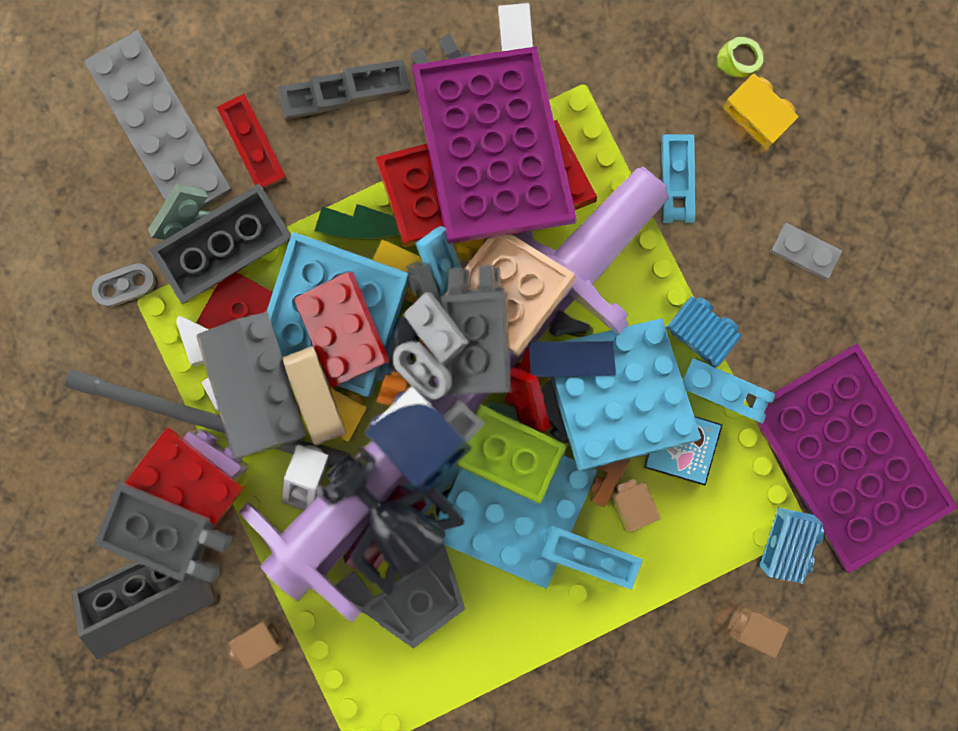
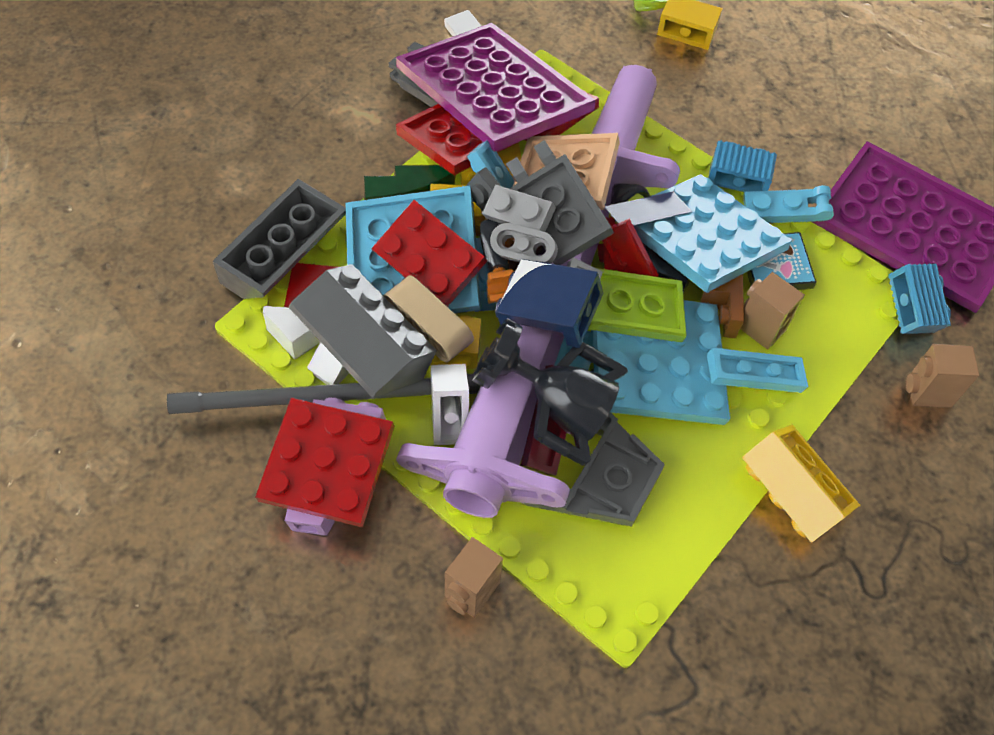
camera: 25 degrees left, 25 degrees down
(124, 285) = (195, 314): light grey plate -> none
(132, 605) = (325, 593): dark grey slope -> none
(155, 118) = (180, 184): light grey plate -> none
(160, 535) = (325, 494): dark grey tile -> none
(178, 211) = (229, 222): sand green plate -> none
(251, 142) = (271, 164): red plate -> none
(343, 89) = (347, 106): dark grey slope -> none
(577, 671) = (800, 482): none -> yellow slope
(678, 176) = (664, 86): medium azure plate -> none
(806, 251) = (782, 100): light grey plate -> none

